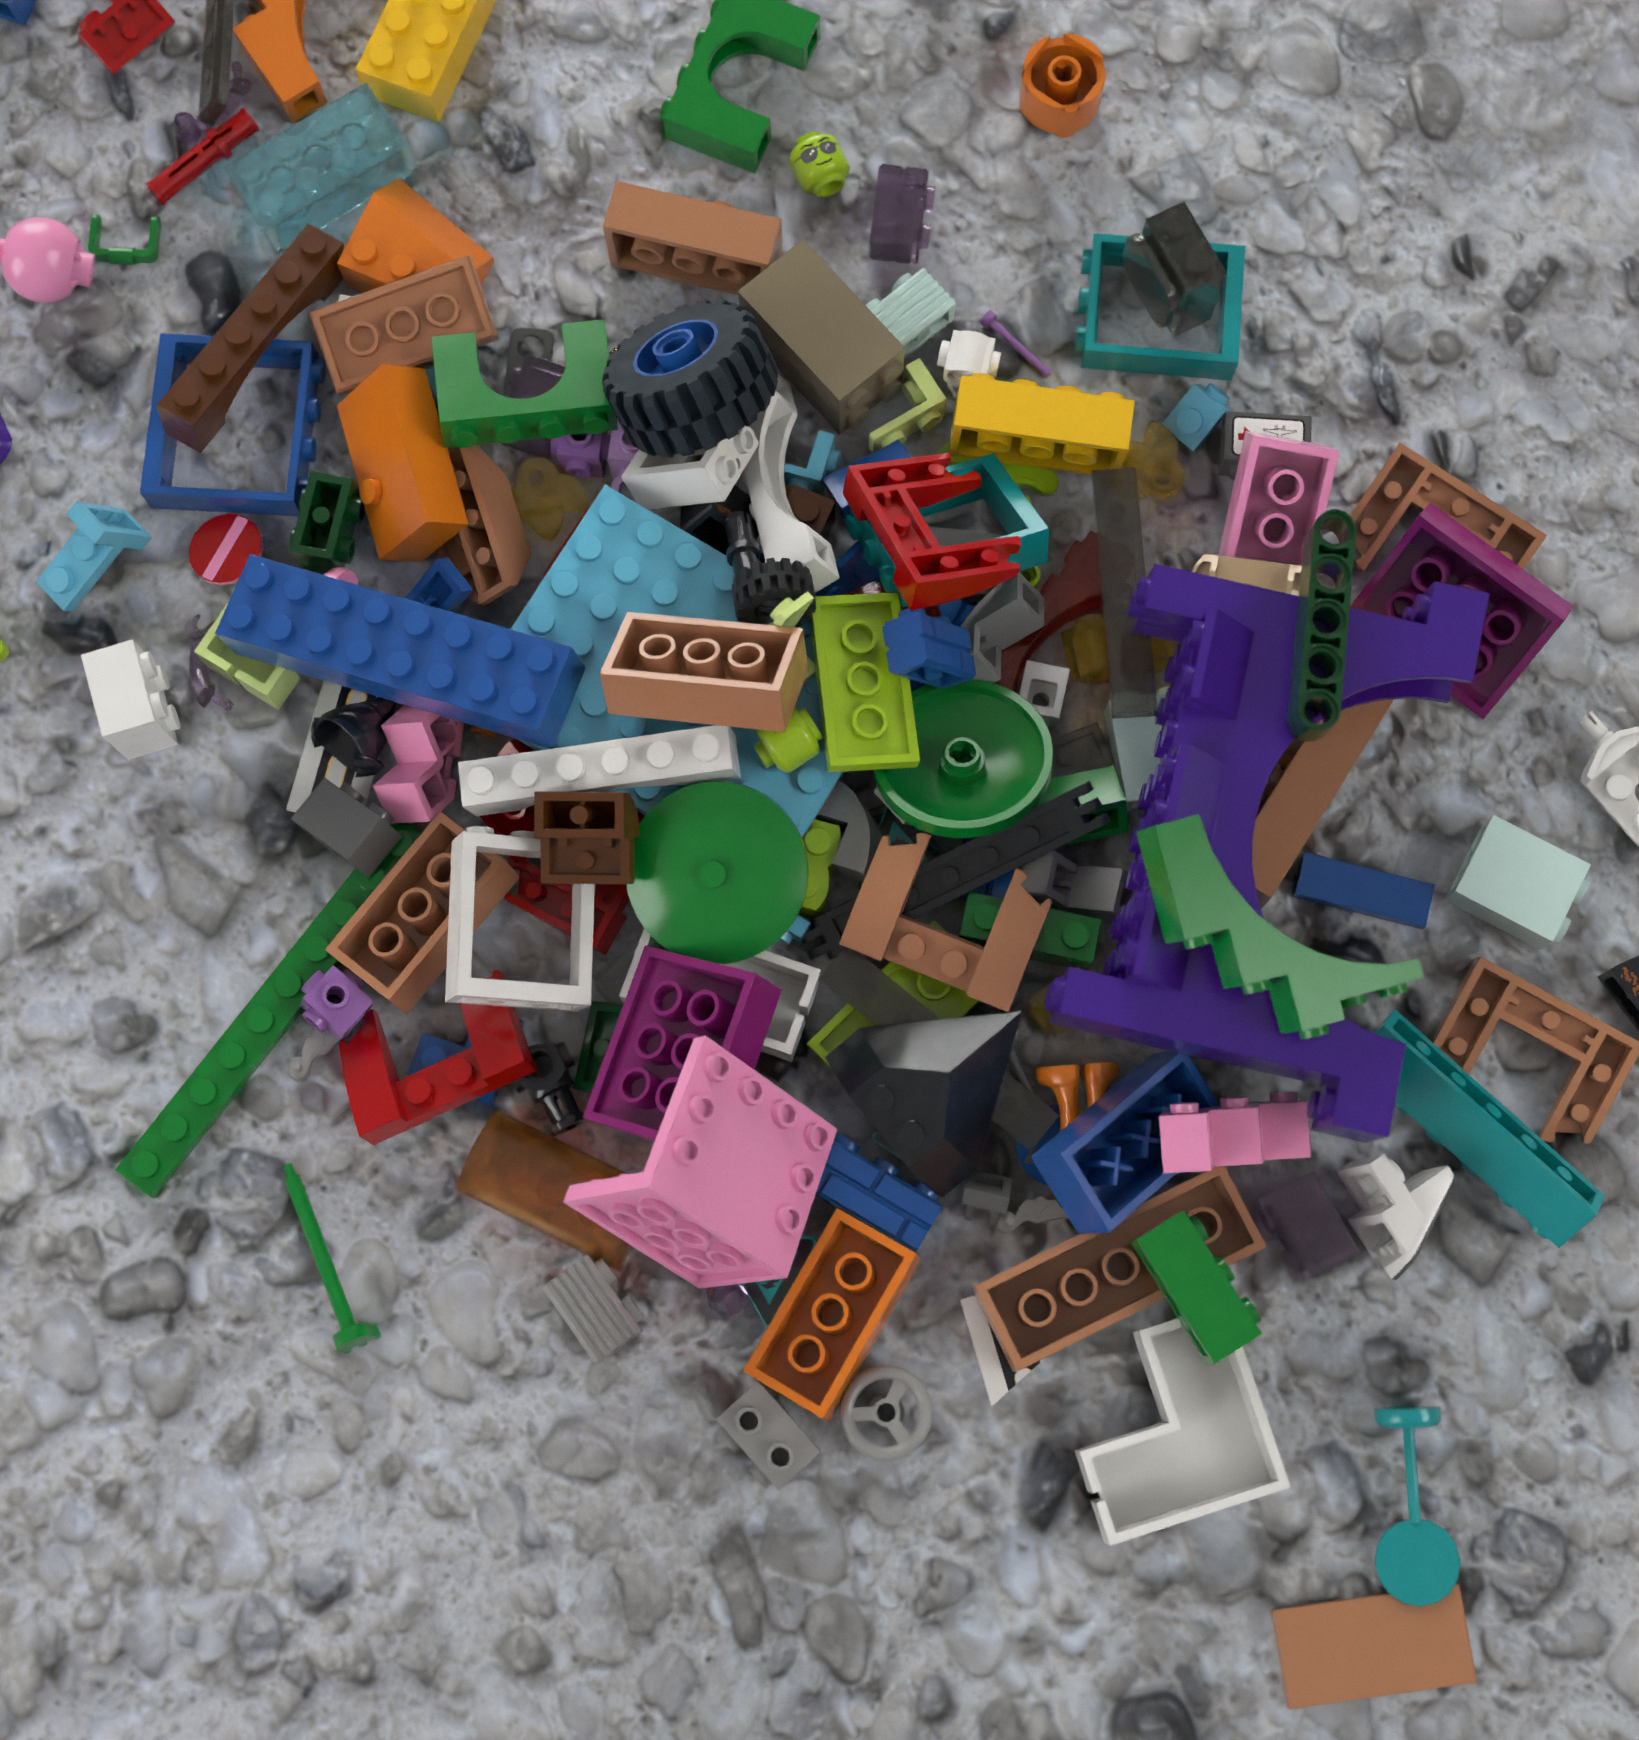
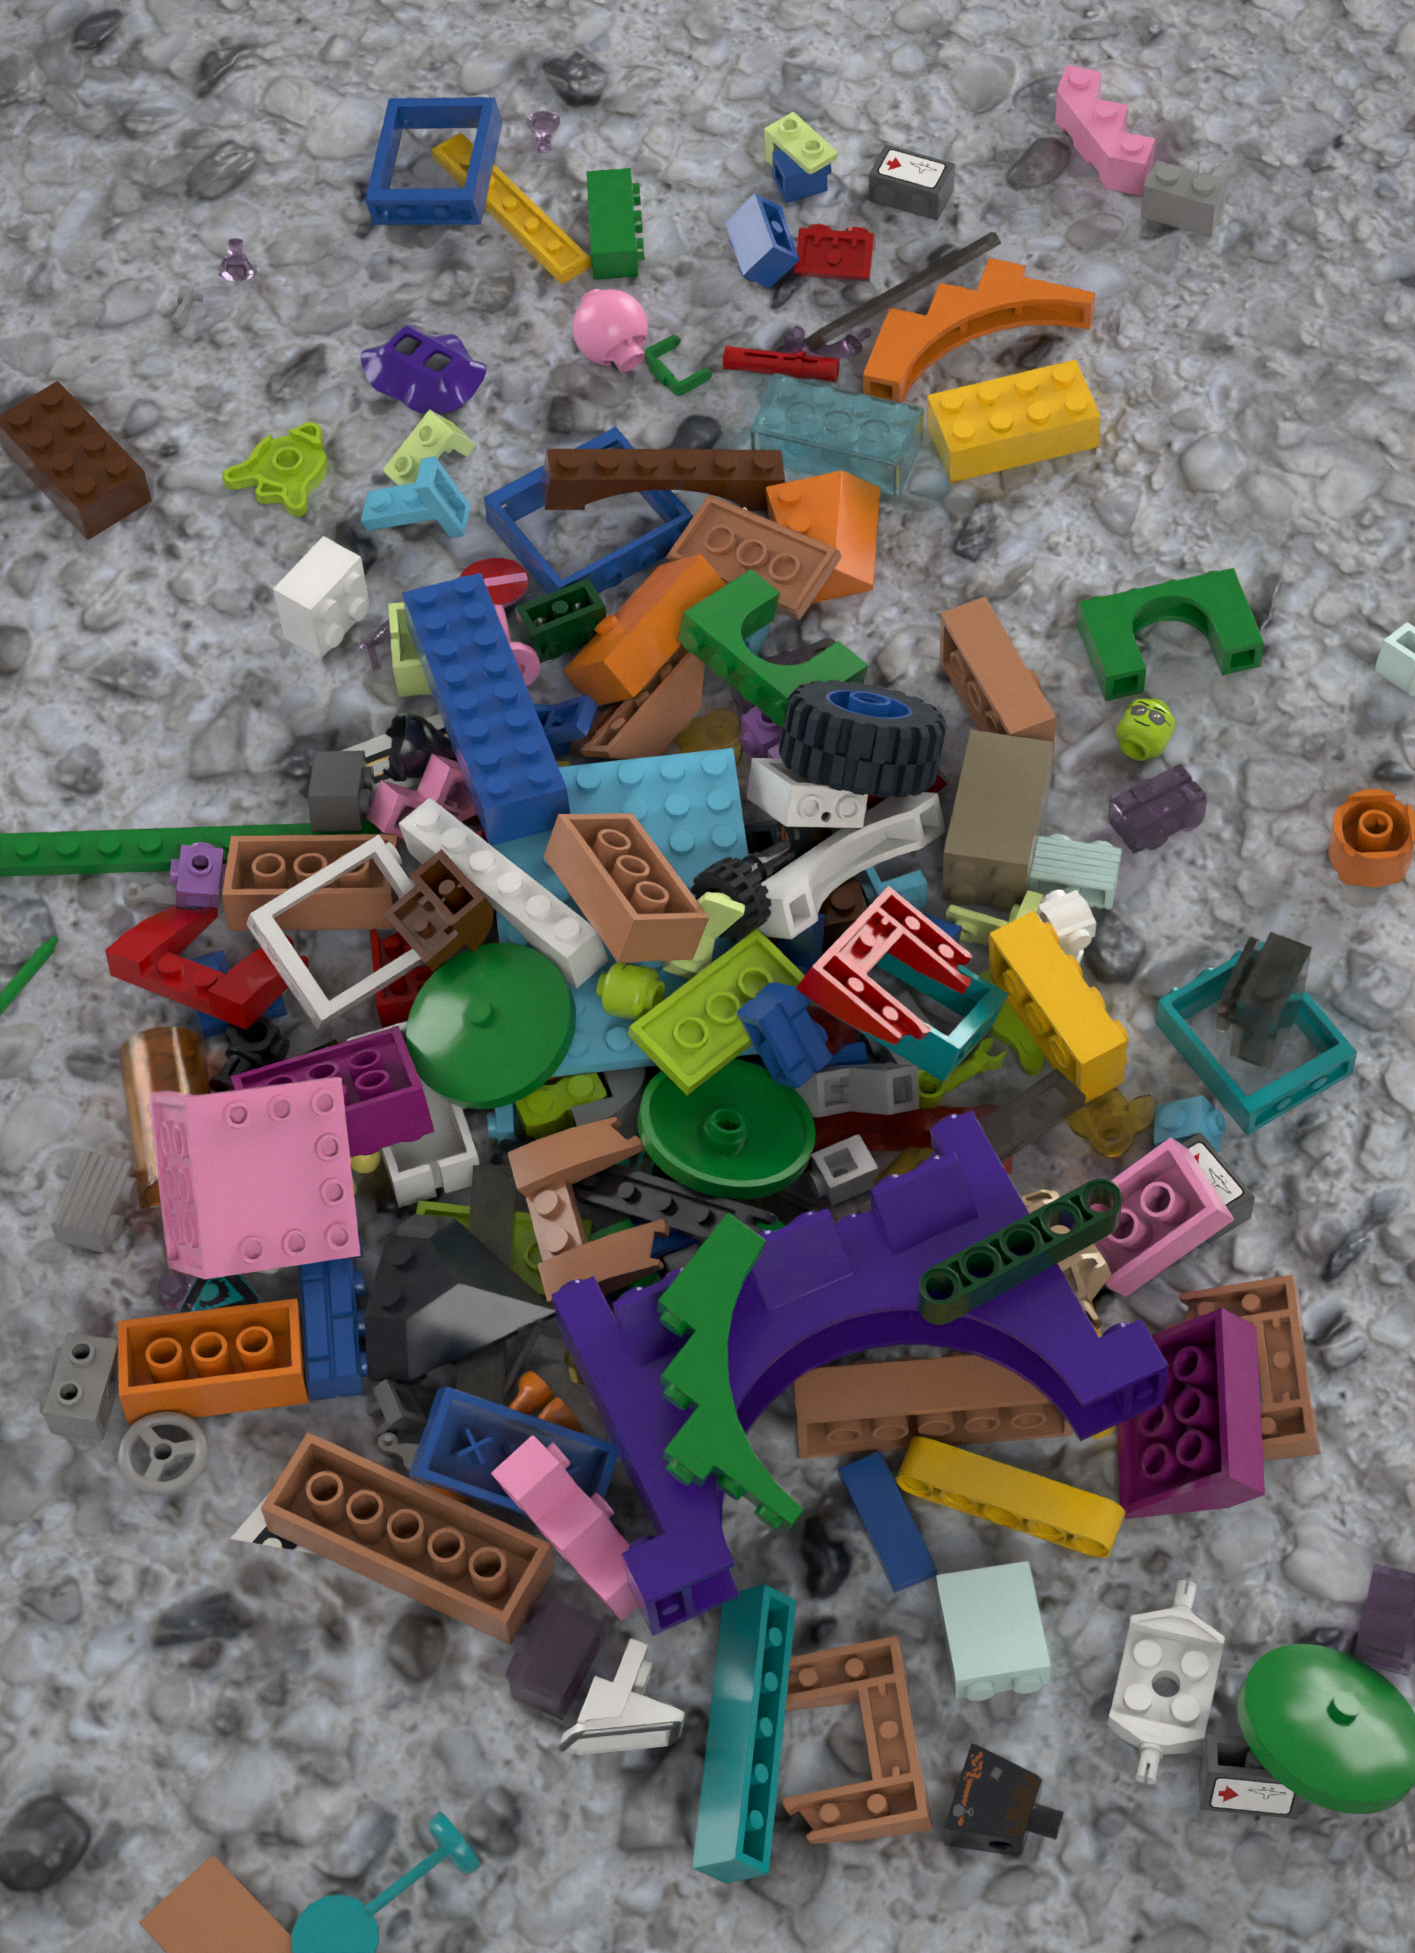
camera: 55 degrees right, 20 degrees down
(36, 504) = (427, 440): none -> yellowish green bracket
(61, 73) = (761, 241): none -> brick
(989, 320) = (1132, 931): medium lavender piece -> none
(1198, 1287) = (426, 1581): green brick -> none
(1200, 1458) = (314, 1701): white piece -> none
(1415, 786) = (1010, 1497): none -> yellow beam

